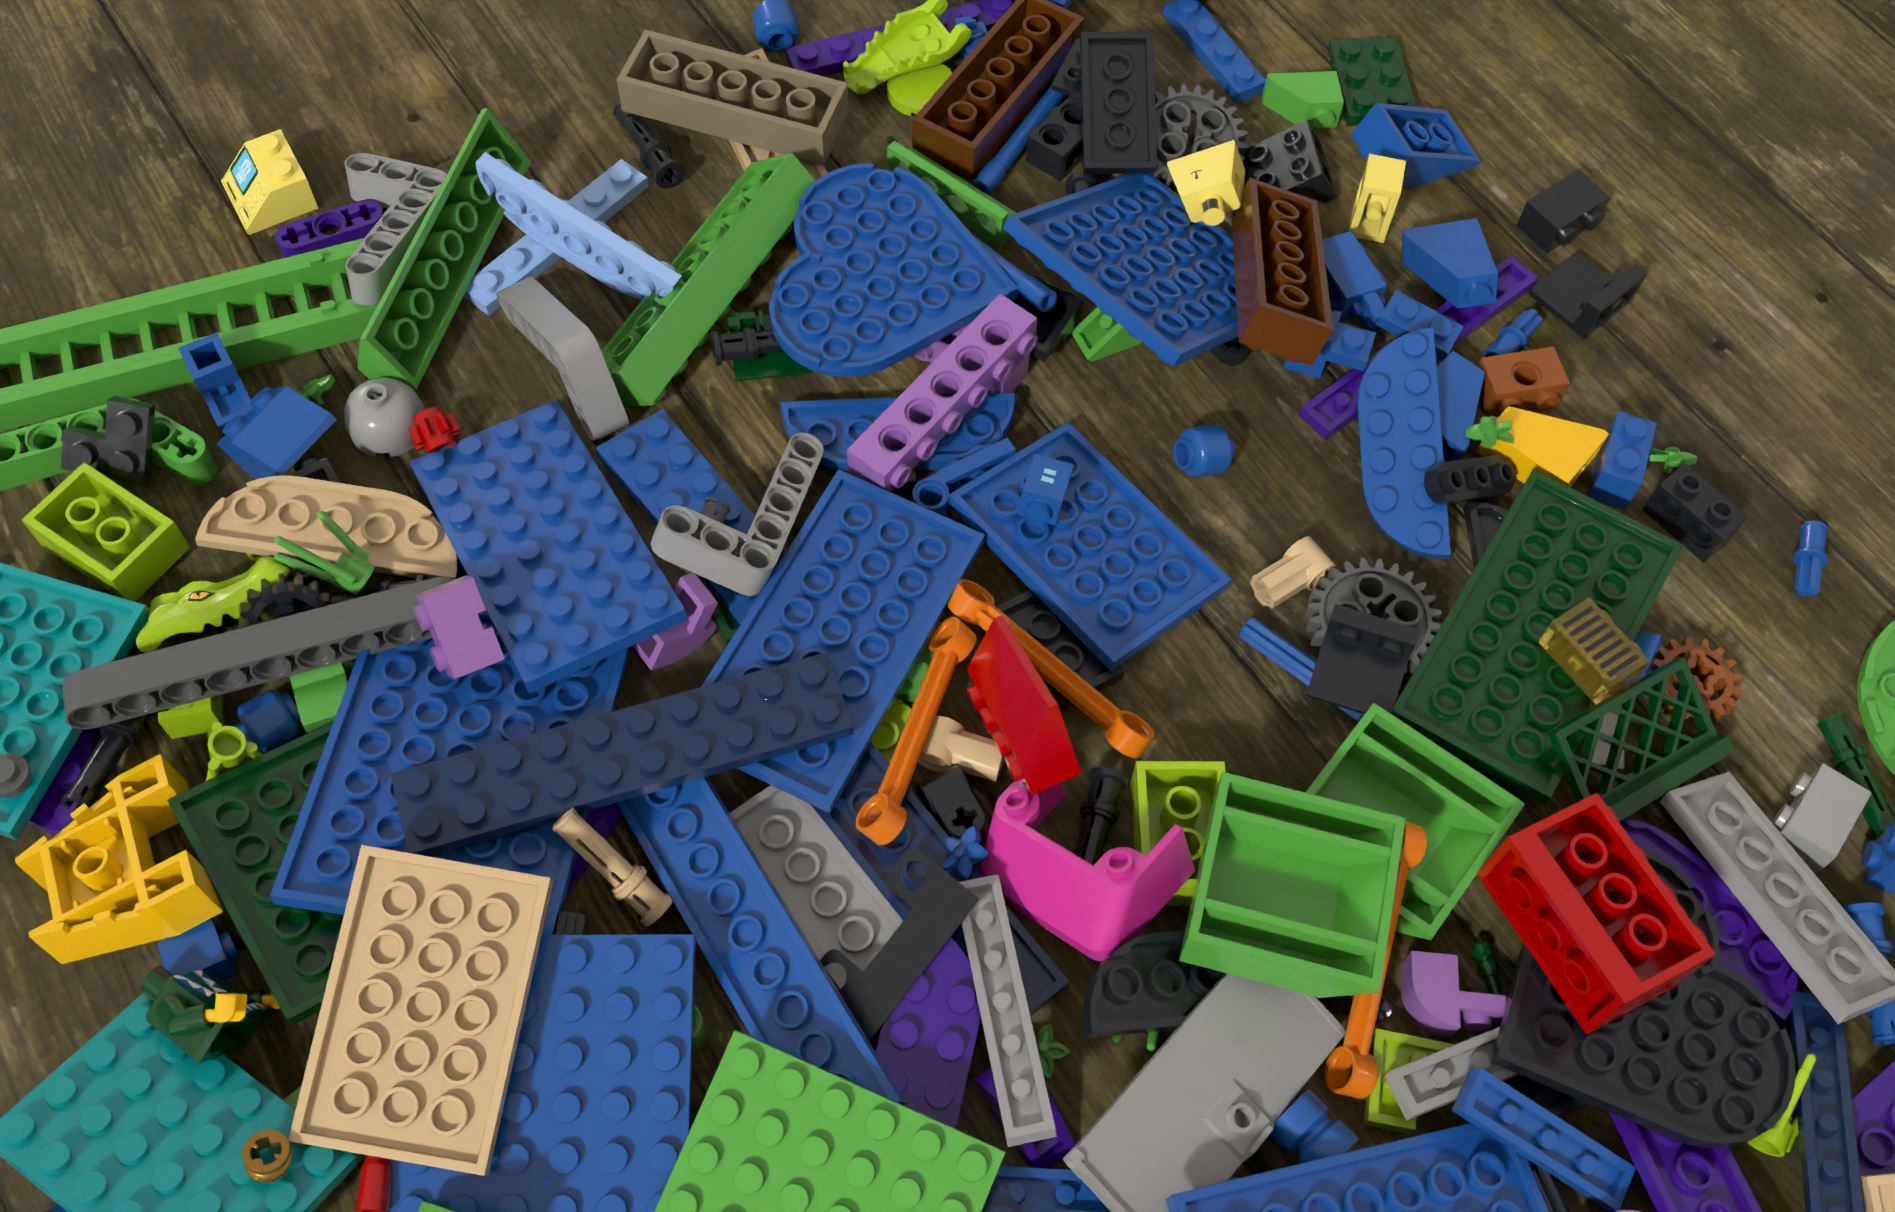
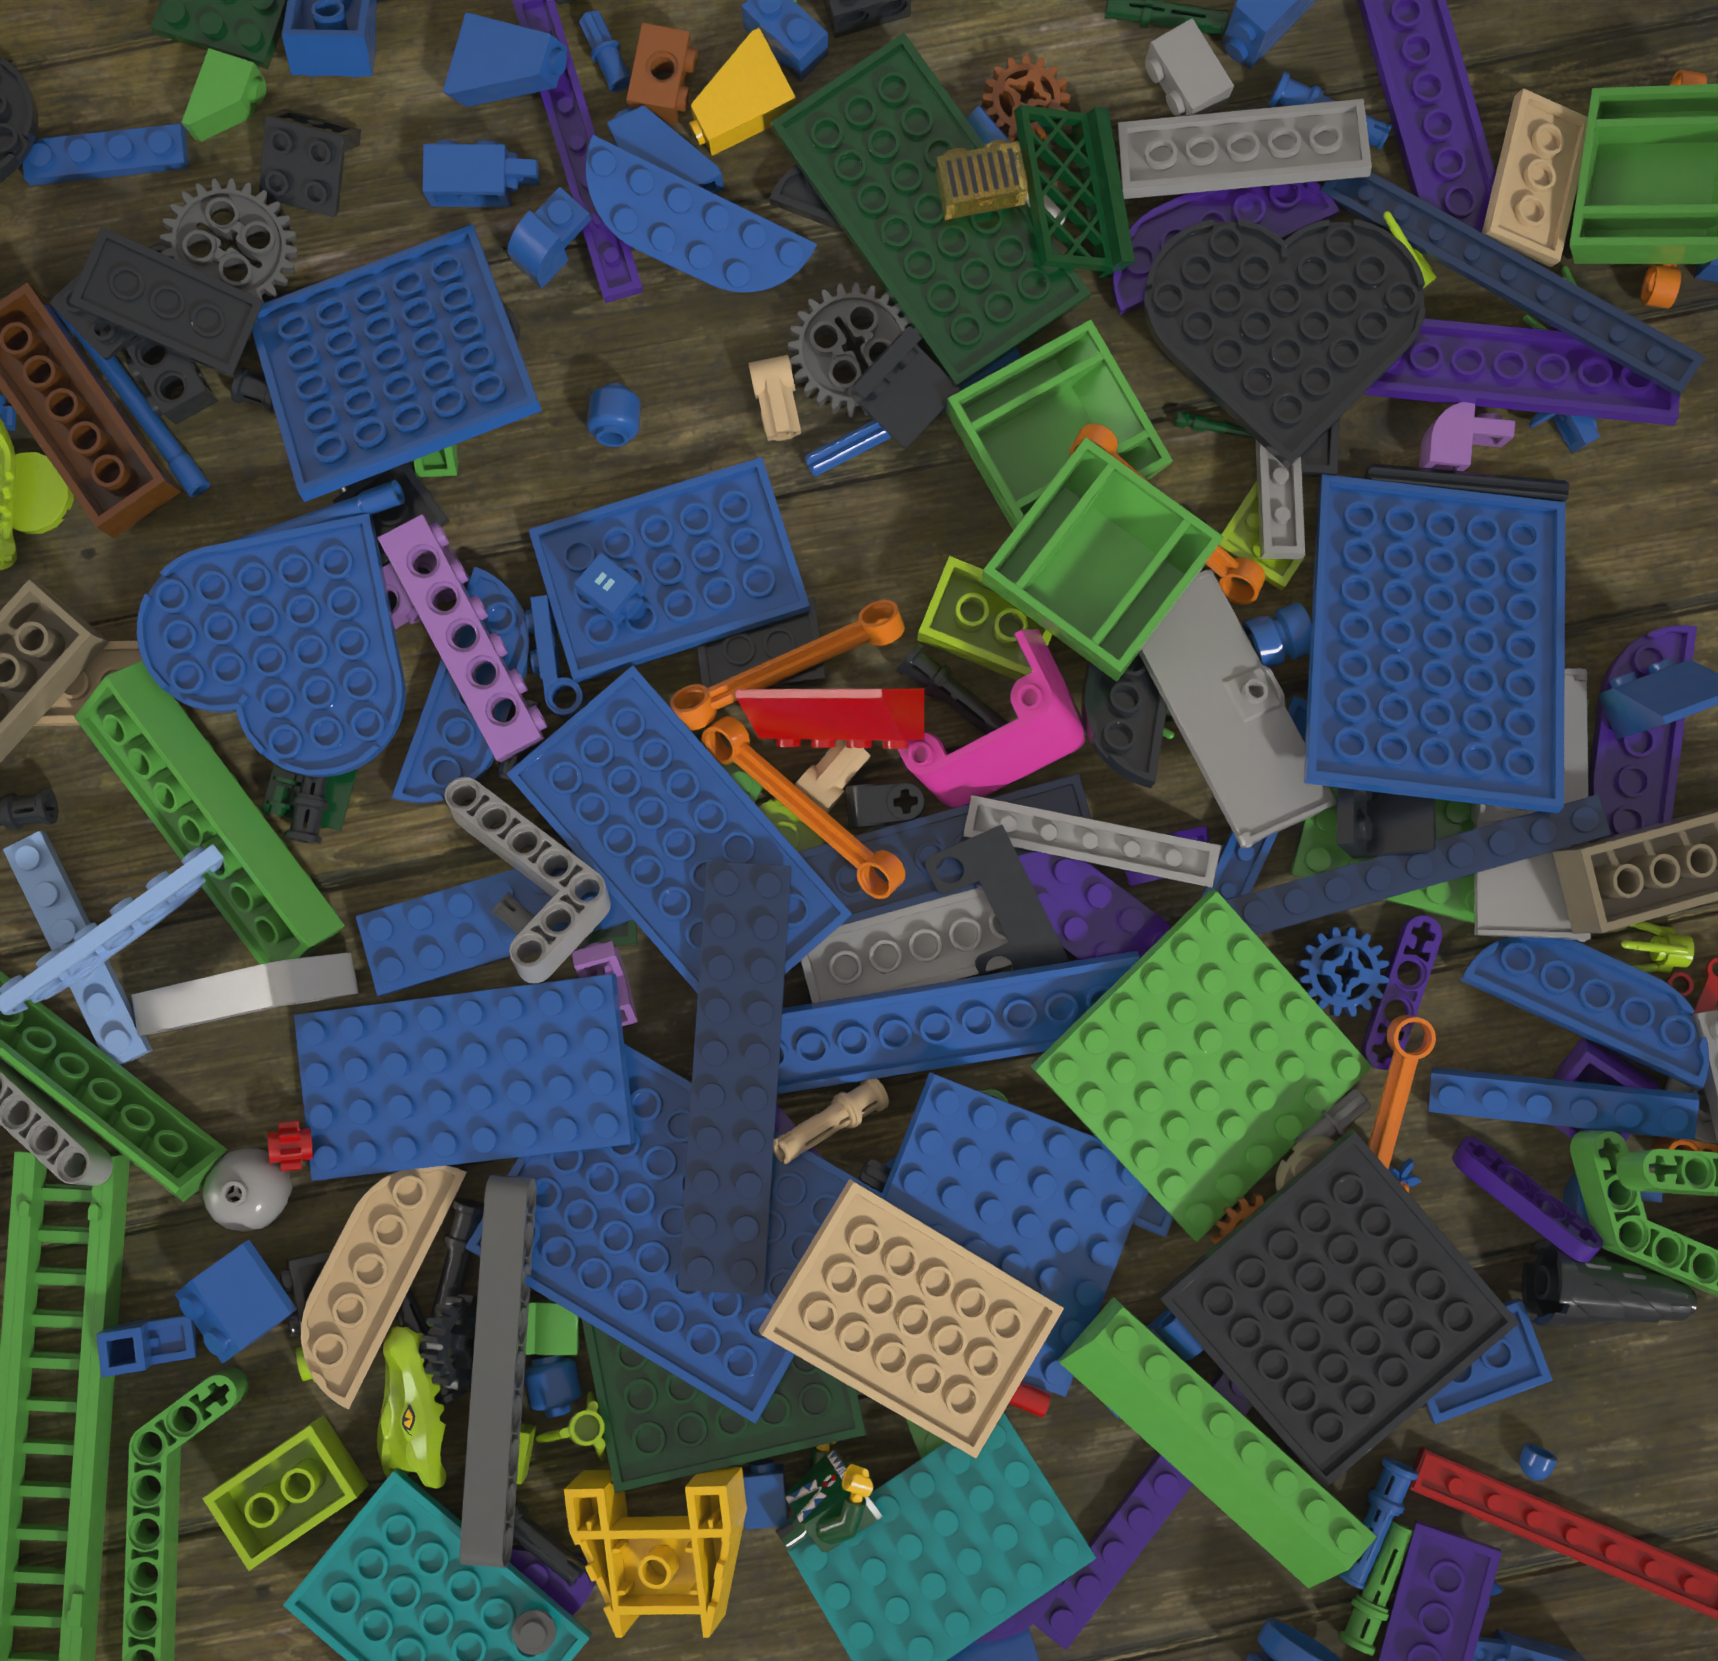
camera: 65 degrees left, 25 degrees up
(123, 449) = (196, 1461): black plate -> none
(260, 1141) = (992, 1488): pearl gold bush -> none
(316, 388) = (183, 1252): bright green plant -> none
(347, 571) = (430, 1274): bright green plant -> none
(454, 623) = (552, 1187): medium lavender brick -> none
(966, 852) = (937, 814): blue plant -> none
(968, 203) = (194, 521): bright green fence -> none
(1049, 1051) = (1121, 815): bright green plant -> none
(1210, 182) = (311, 258): light yellow torso -> none
(1280, 273) = (456, 245): reddish brown brick -> none
(1377, 198) = (393, 95): light yellow brick -> none
(1408, 315) = (562, 137): blue plate -> none
(1434, 998) = (1209, 481): medium lavender brick -> none
(1469, 479) = (752, 185): black plate -> none
(1490, 432) = (714, 140): bright green plant -> none
(1544, 1139) = (1357, 459): blue plate -> none
(1593, 912) = (1221, 323): red brick -> none

